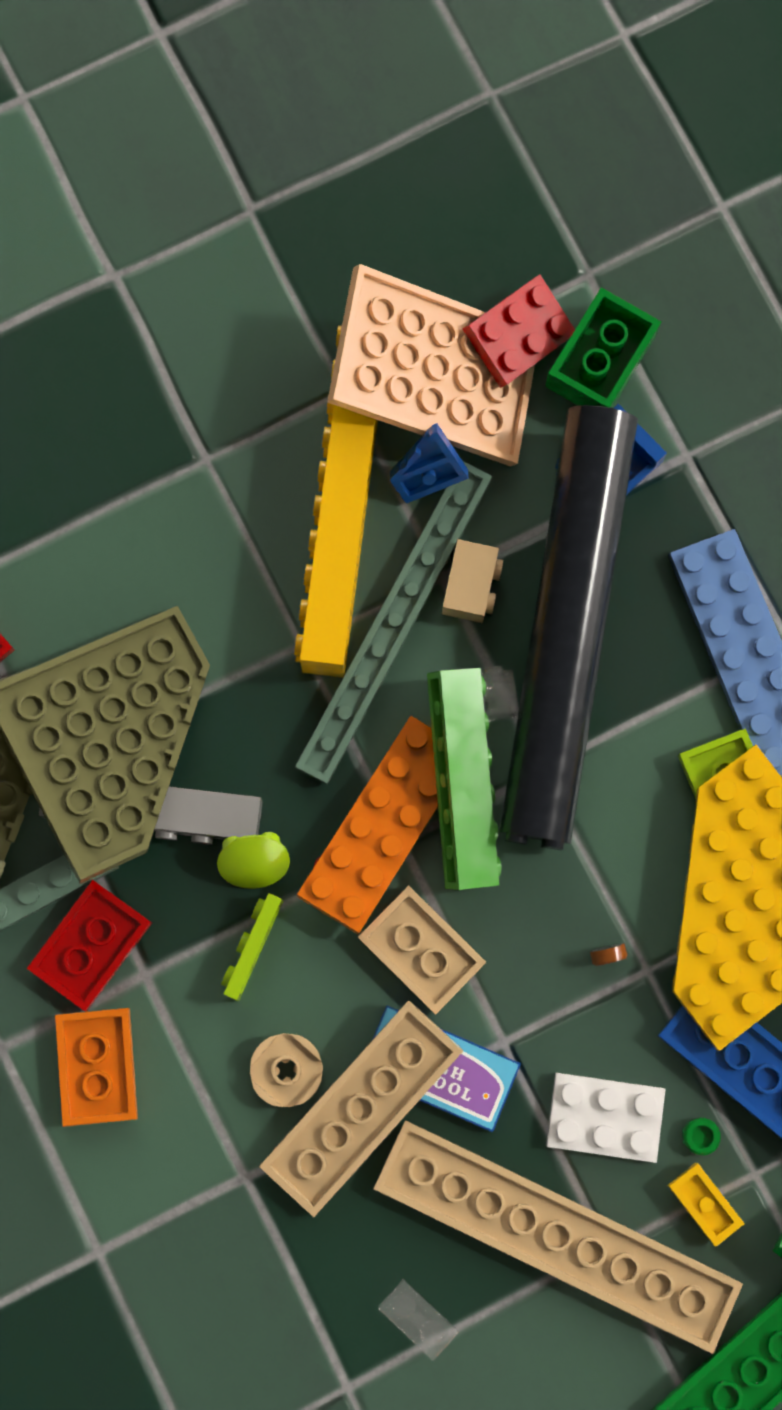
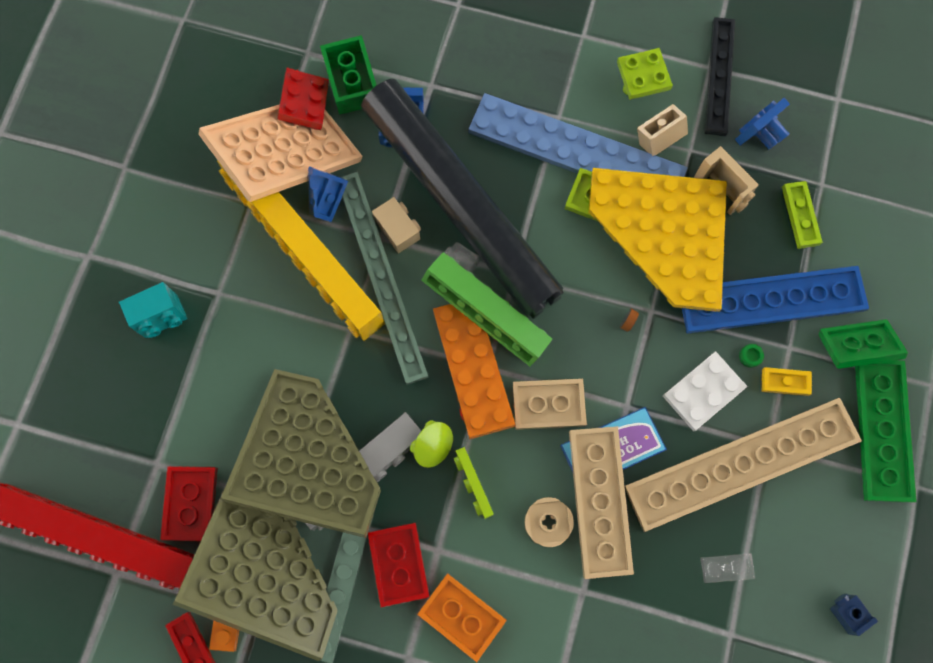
camera: 45 degrees left, 5 degrees down
(117, 413) = (153, 310): none -> teal brick

